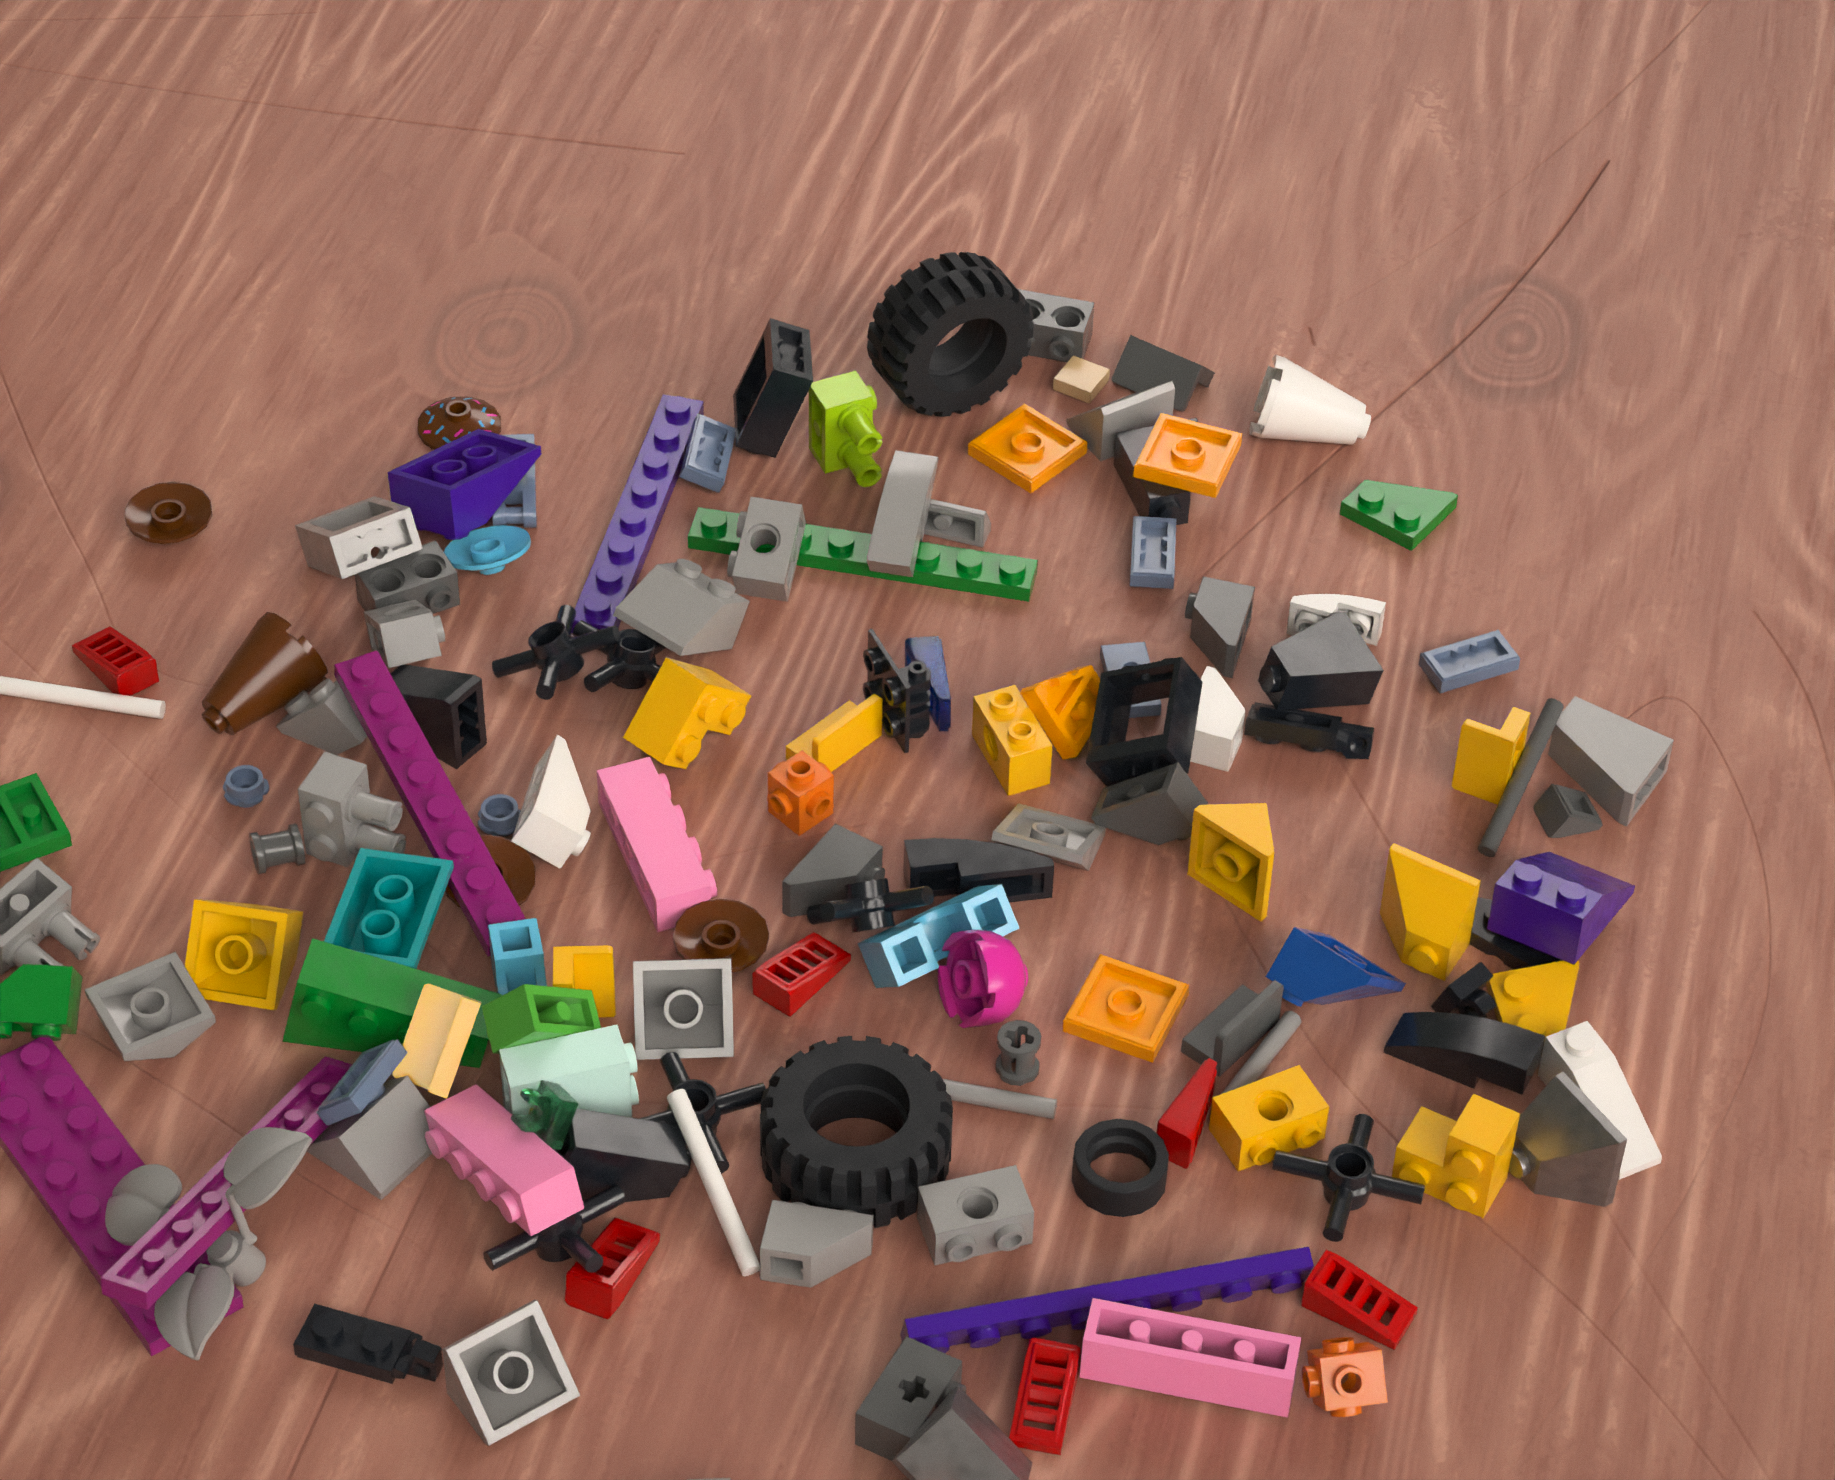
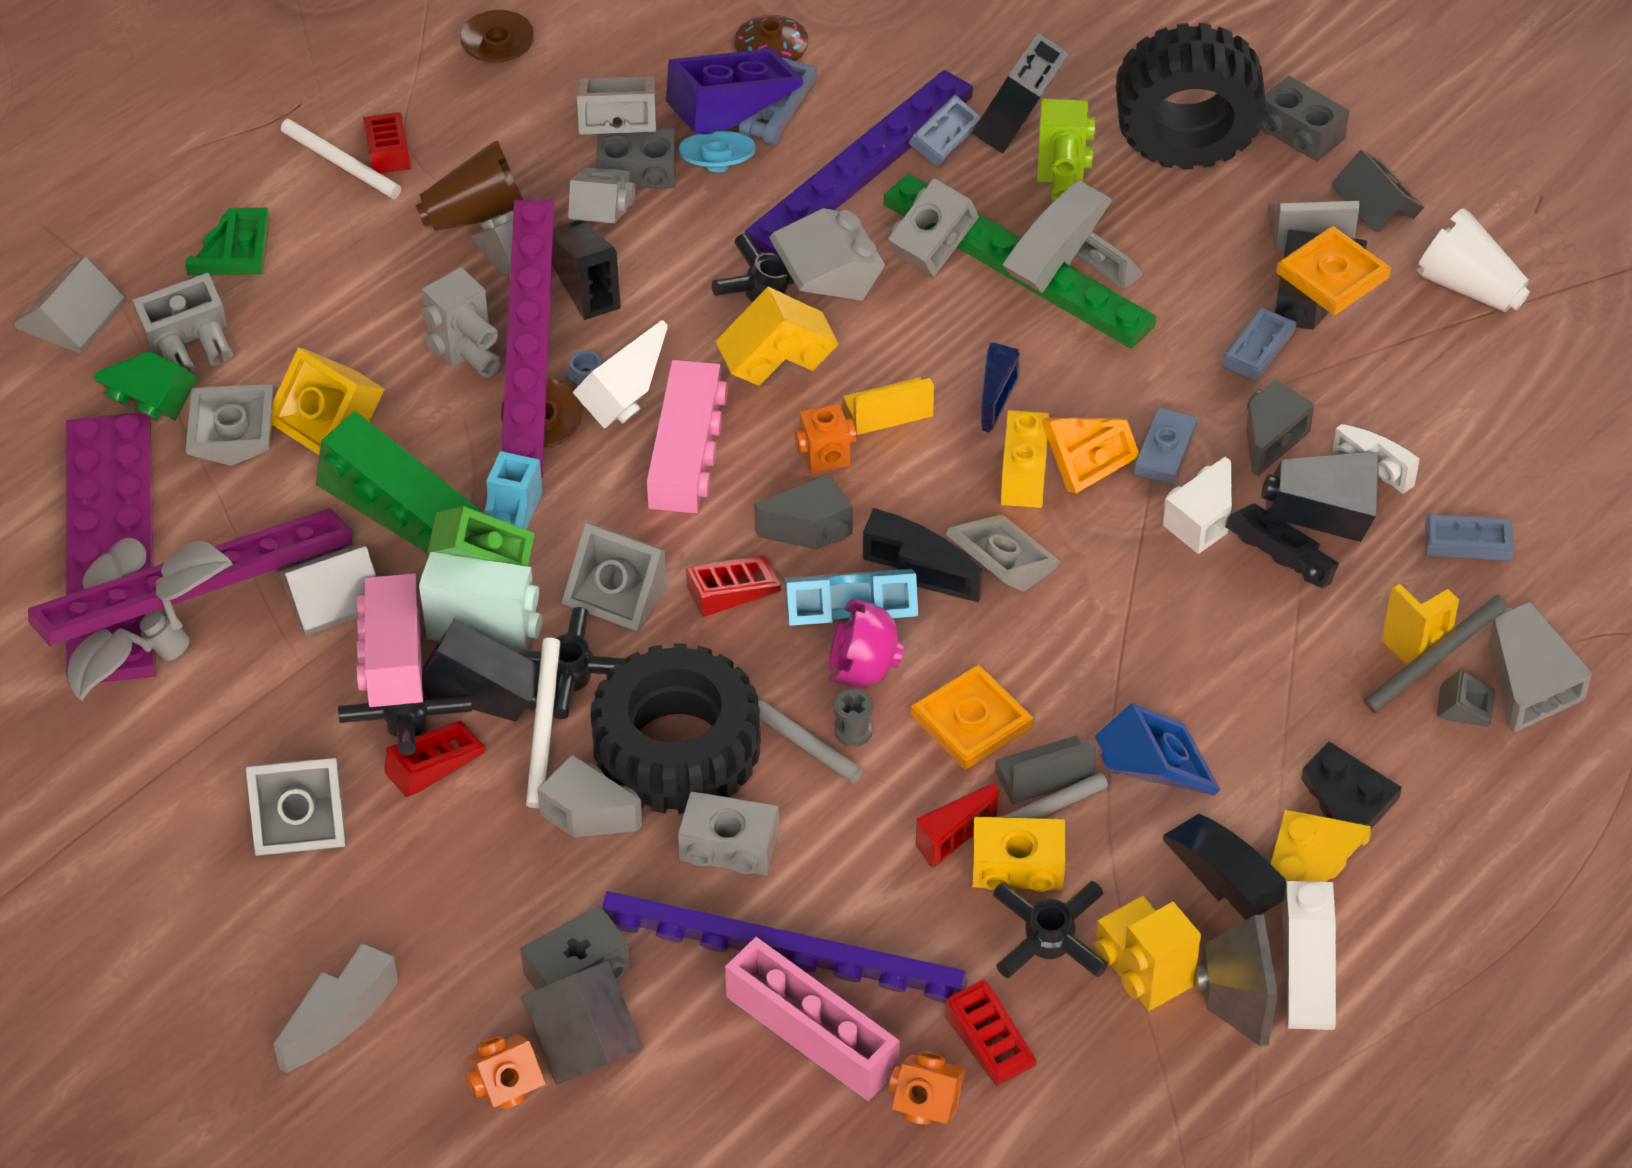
camera: 30 degrees right, 5 degrees up
(245, 786) = (413, 274): sand blue plate -> none
(277, 848) = (402, 332): dark grey bush -> none
(362, 1082) = (331, 539): sand blue plate -> none
(366, 1346) = (212, 739): black hinge -> none
(390, 905) = (438, 408): teal slope -> none
(437, 1038) = (404, 528): yellow panel -> none
(549, 1113) = (437, 617): clear green tile -> none
(556, 652) = (709, 252): black bar -> none
(587, 970) = (549, 520): yellow panel -> none
(722, 931) = (686, 530): reddish brown dish -> none
(870, 905) = (809, 550): black bar -> none
(903, 692) = (958, 389): black hinge -> none
(1027, 448) = (1217, 218): light orange tile -> none
(1050, 1364) = (703, 976): red slope -> none
(1081, 379) = (1304, 174): tan tile -> none
(1117, 1197) = (871, 815): black tyre -> none
(1121, 760) = (1100, 495): black window -> none
(1151, 806) = (1103, 559): dark grey slope -> none
(1234, 854) = (1137, 623): yellow slope -> none
(1397, 510) = (1503, 384): wing -> none
(1427, 911) = (1269, 739): yellow slope -> none
(1467, 994) = (1257, 819): black tile -> none
(1555, 904) = (1384, 771): dark purple slope -> none

